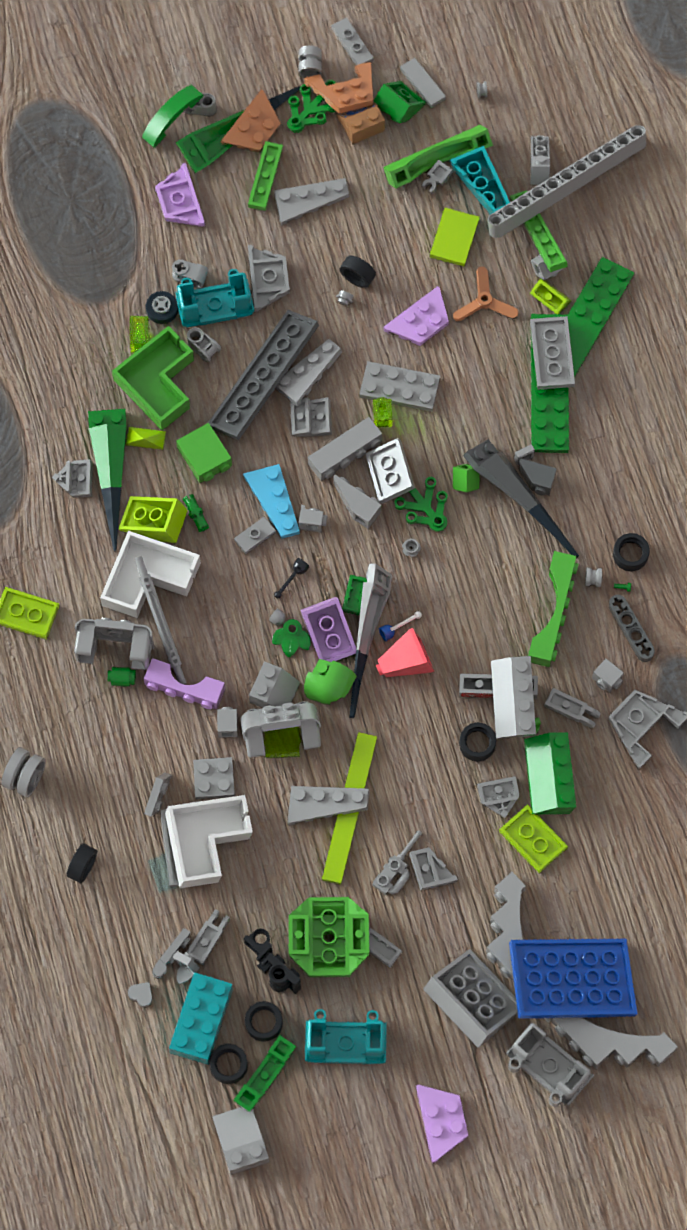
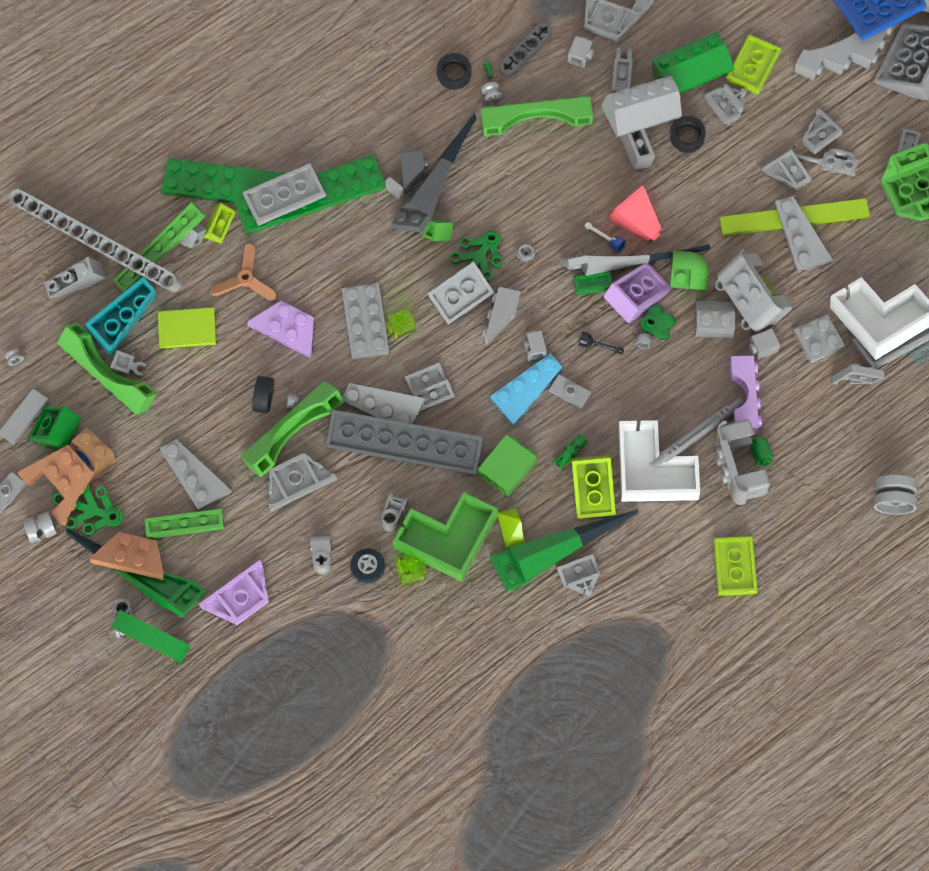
camera: 110 degrees left, 0 degrees up
(215, 302) = (341, 515): teal container -> none
(302, 256) = (318, 403): none -> bright green arch
(345, 449) = (451, 342): light grey brick -> none
(400, 821) = (788, 171): none -> light grey wing

